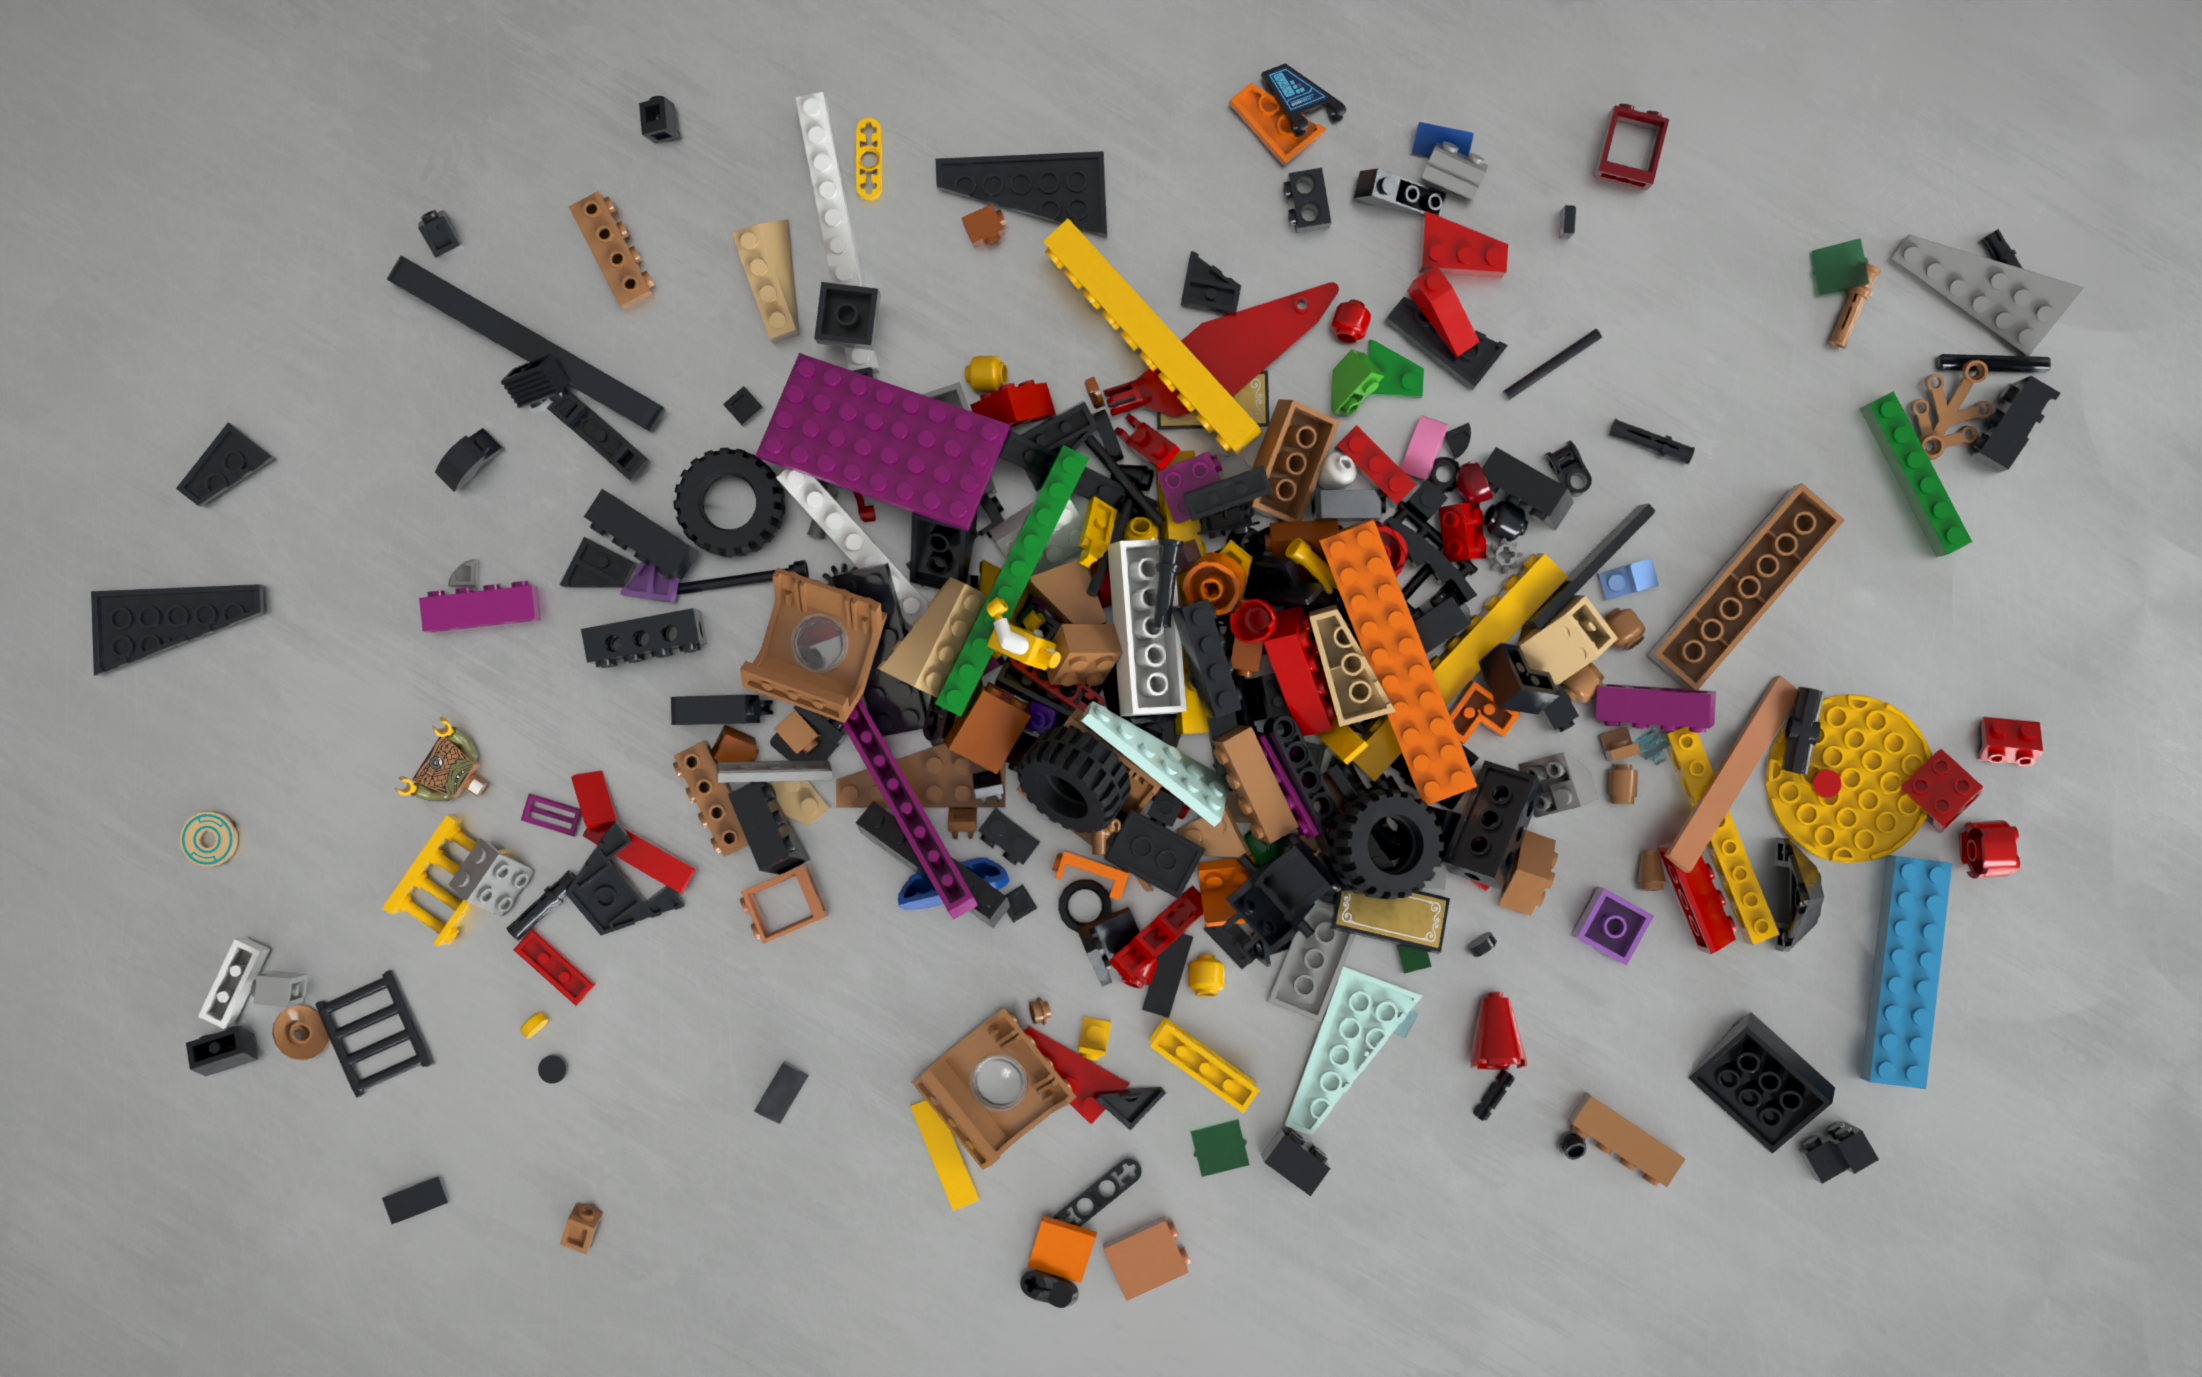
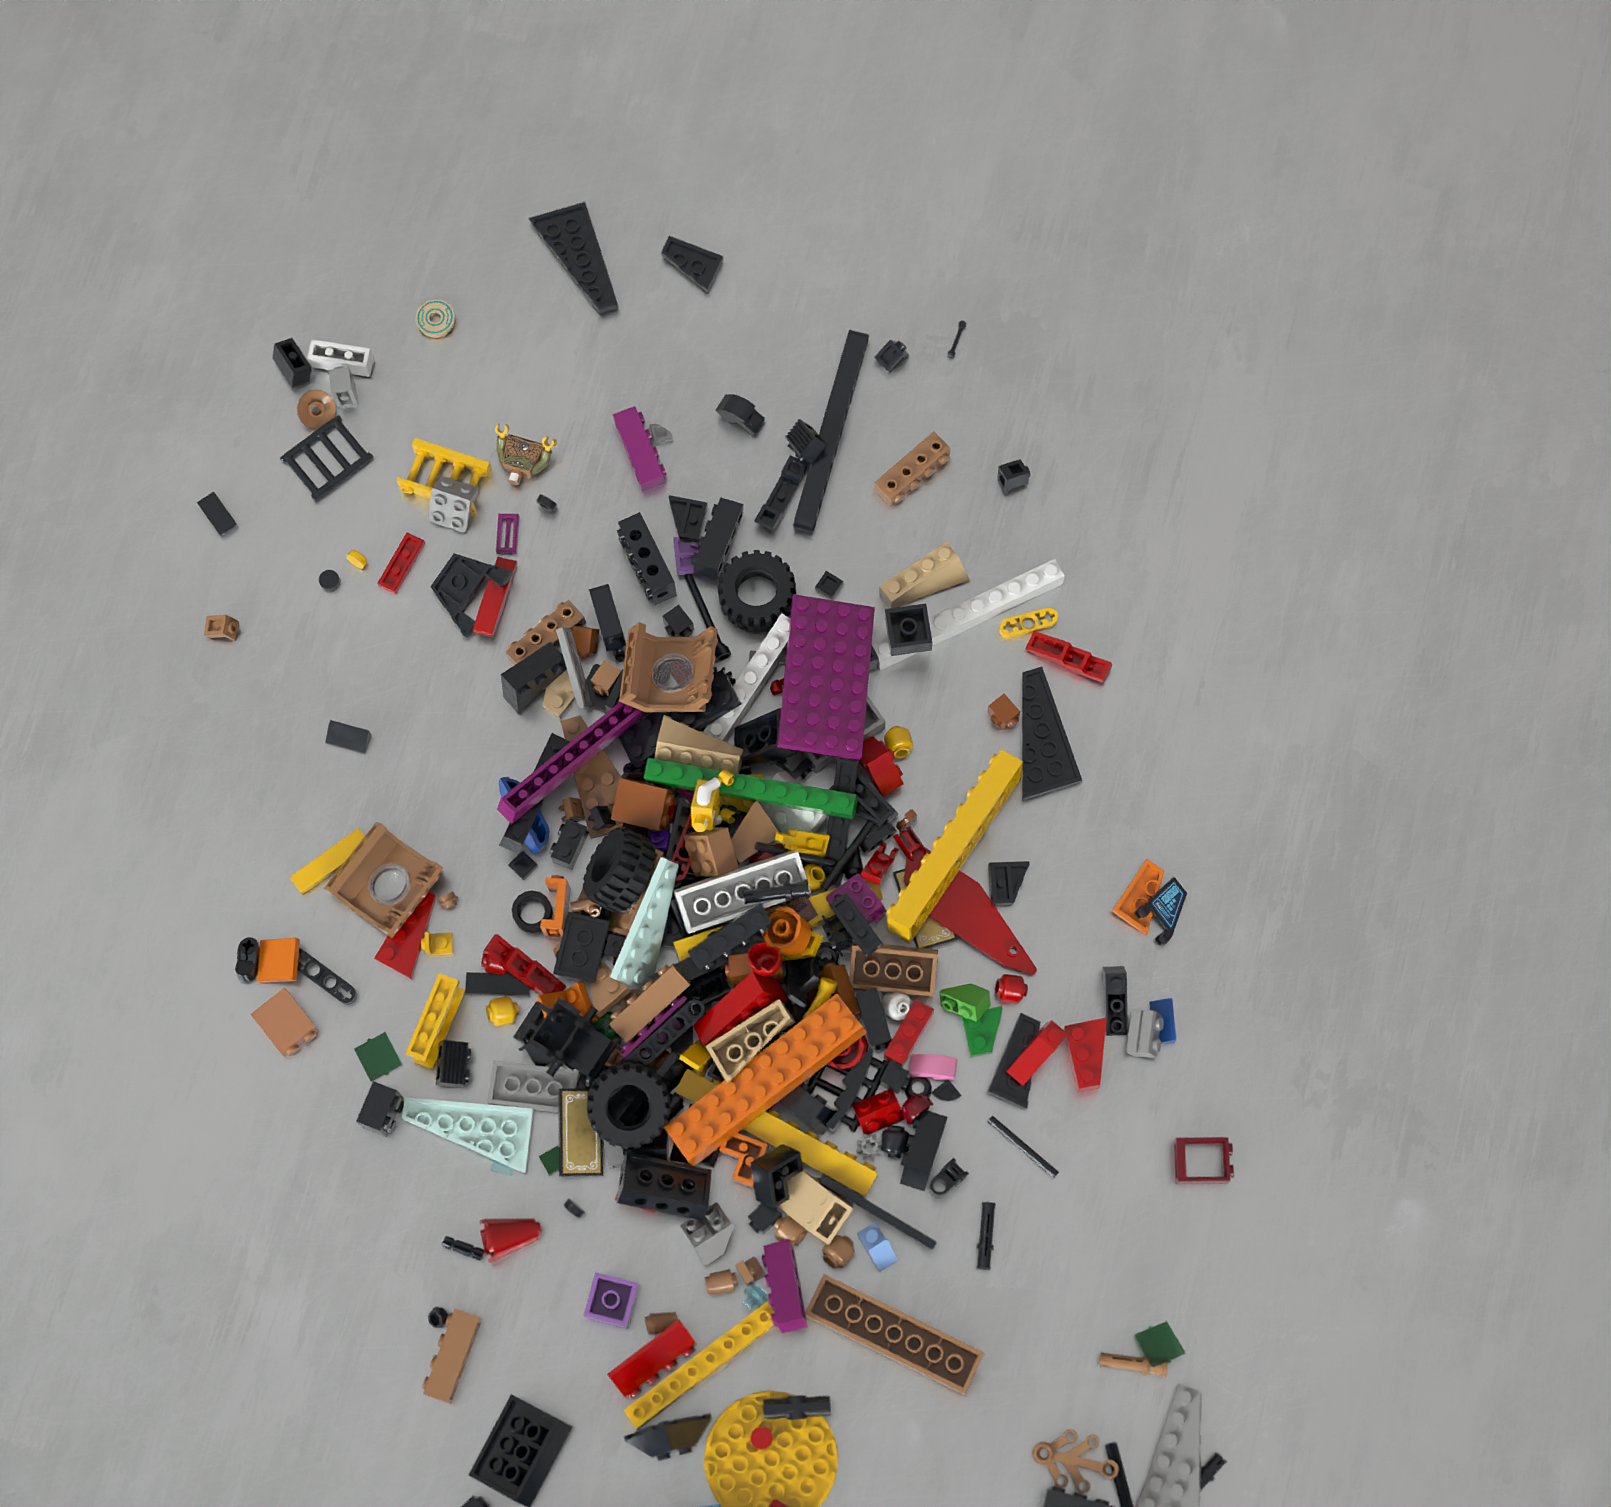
camera: 75 degrees right, 15 degrees down
(420, 127) = (962, 325): none -> black hinge
(523, 752) = (546, 503): none -> black tile
(533, 914) = (440, 542): black pin -> none
(594, 799) = (524, 556): red slope -> none
(745, 619) = (678, 623): none -> black brick
(811, 895) = (493, 719): nougat window -> none
(930, 120) = (1068, 657): none -> red slope
(1106, 938) = (510, 927): black bracket -> none
(1130, 1105) = (394, 981): black tile -> none
(1259, 1054) = (452, 1063): none -> black brick
(1314, 200) = (1093, 939): black brick -> none
(1529, 874) = (635, 1226): medium nougat brick -> none
(1567, 221) = (1131, 1128): black tile -> none
(1732, 774) = (748, 1358): nougat tile -> none
(1915, 475) = (1017, 1445): green brick -> none

